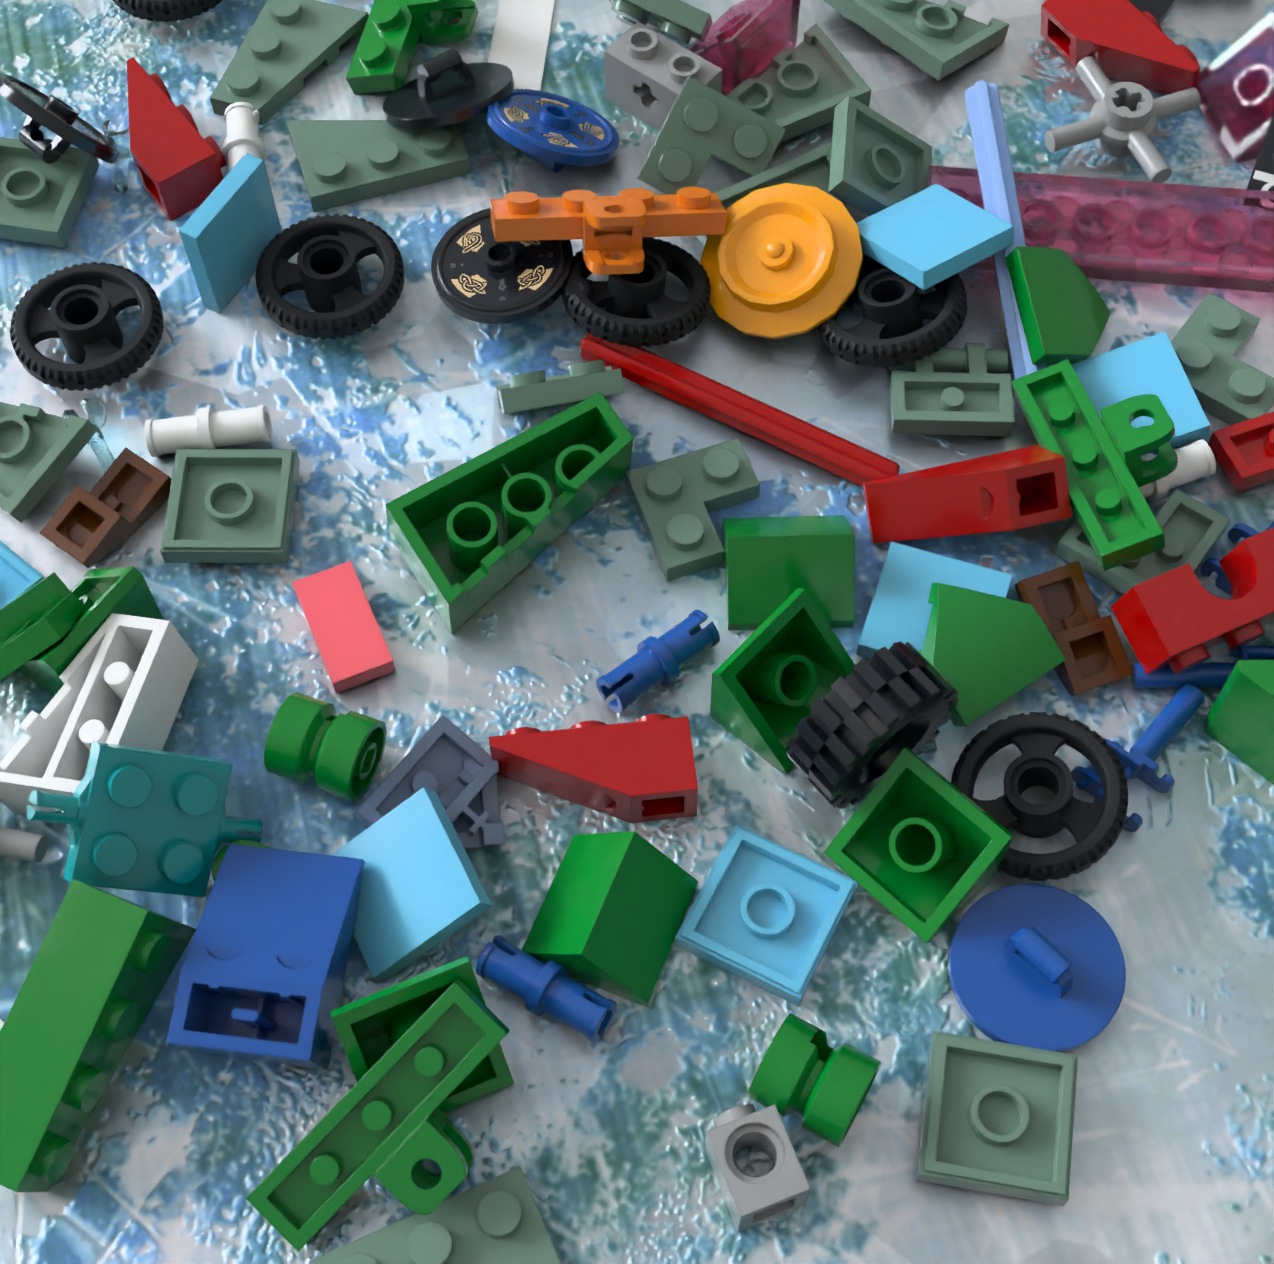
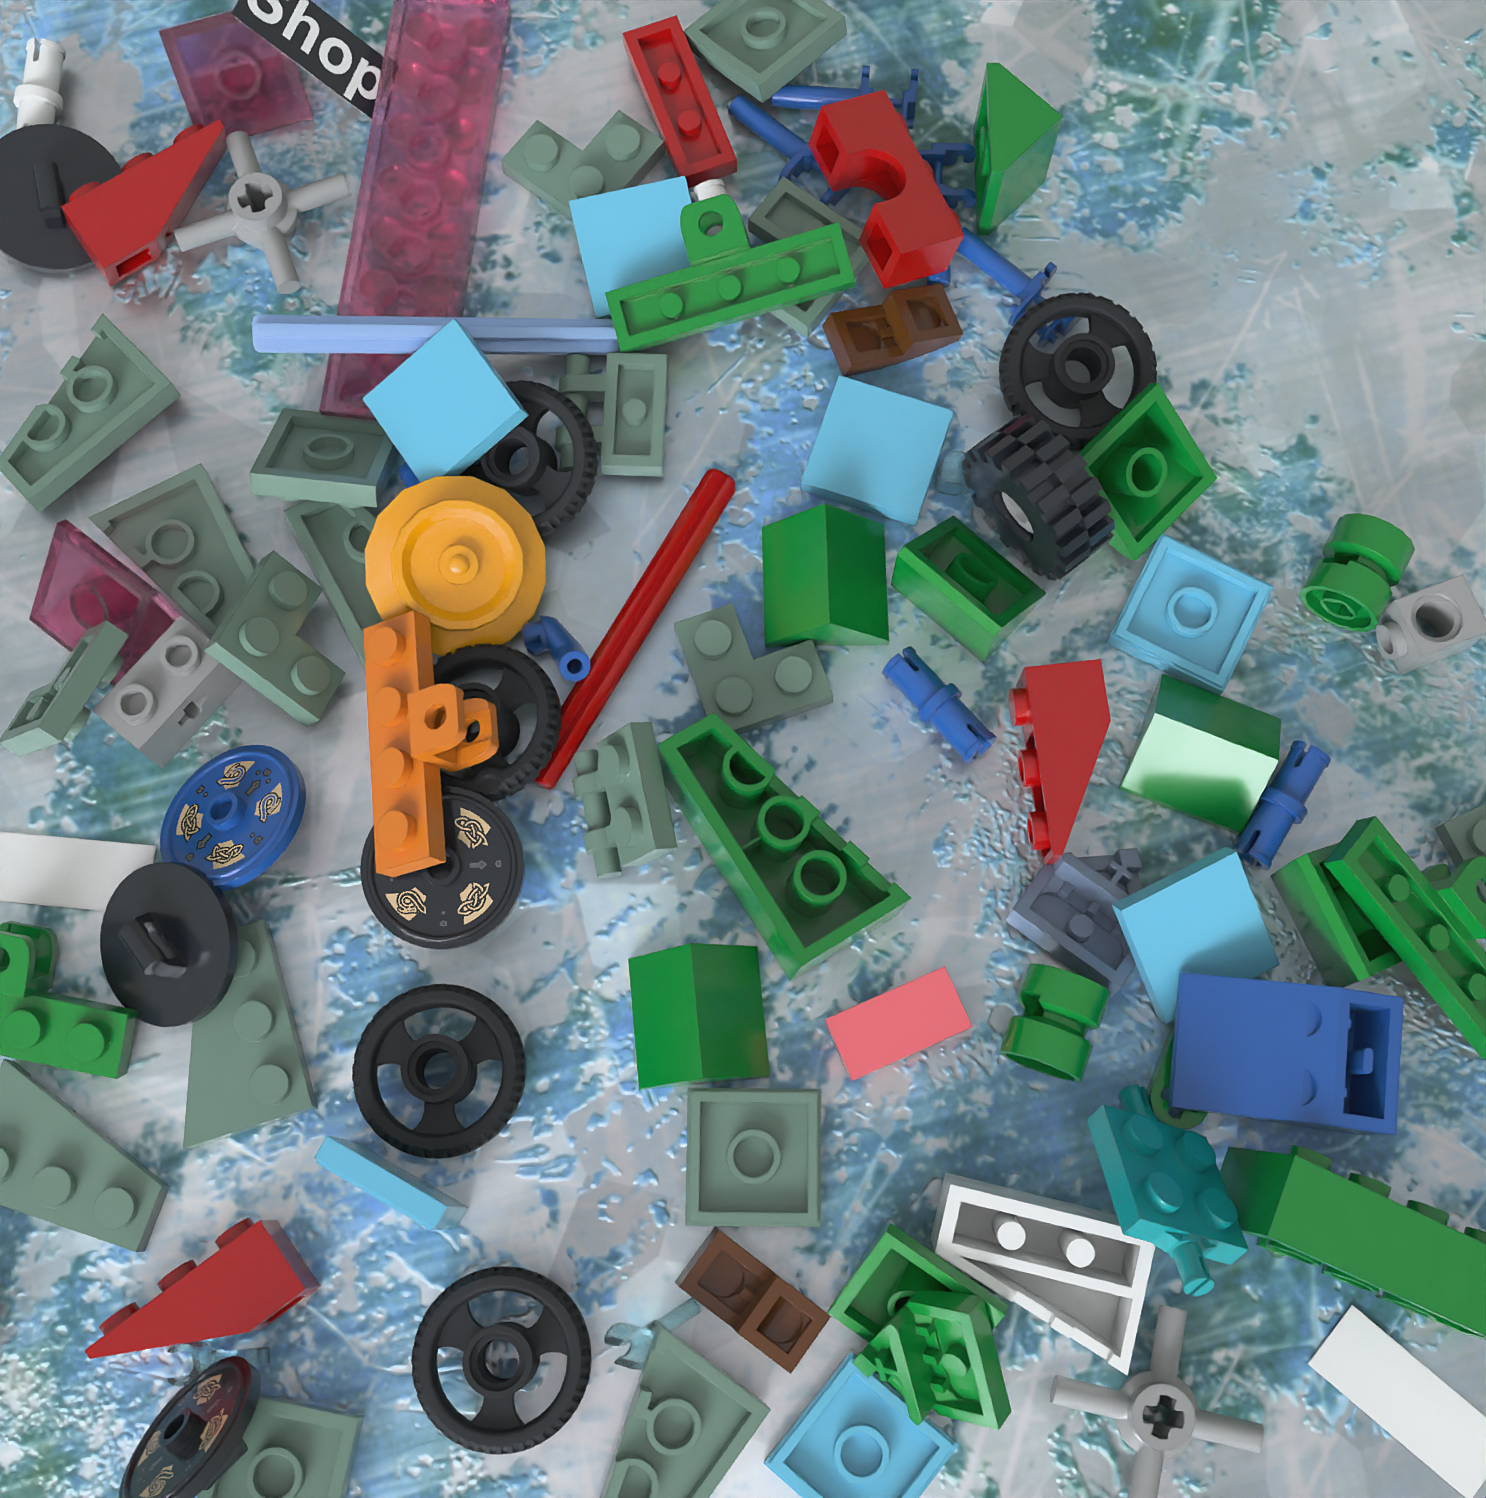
camera: 90 degrees left, 15 degrees up
(208, 430) = (653, 1195): white pin -> none
(241, 134) = (230, 1197): white pin -> none
(357, 468) = (698, 1015): none -> green slope
(709, 357) = (562, 646): none -> blue arm
(970, 497) = (759, 393): red slope -> none
(985, 647) = (931, 403): green slope -> none
(998, 1118) = (1367, 434): sand green plate -> none
(1036, 968) = (1235, 390): blue shield -> none
(1056, 305) = (532, 299): green slope -> none

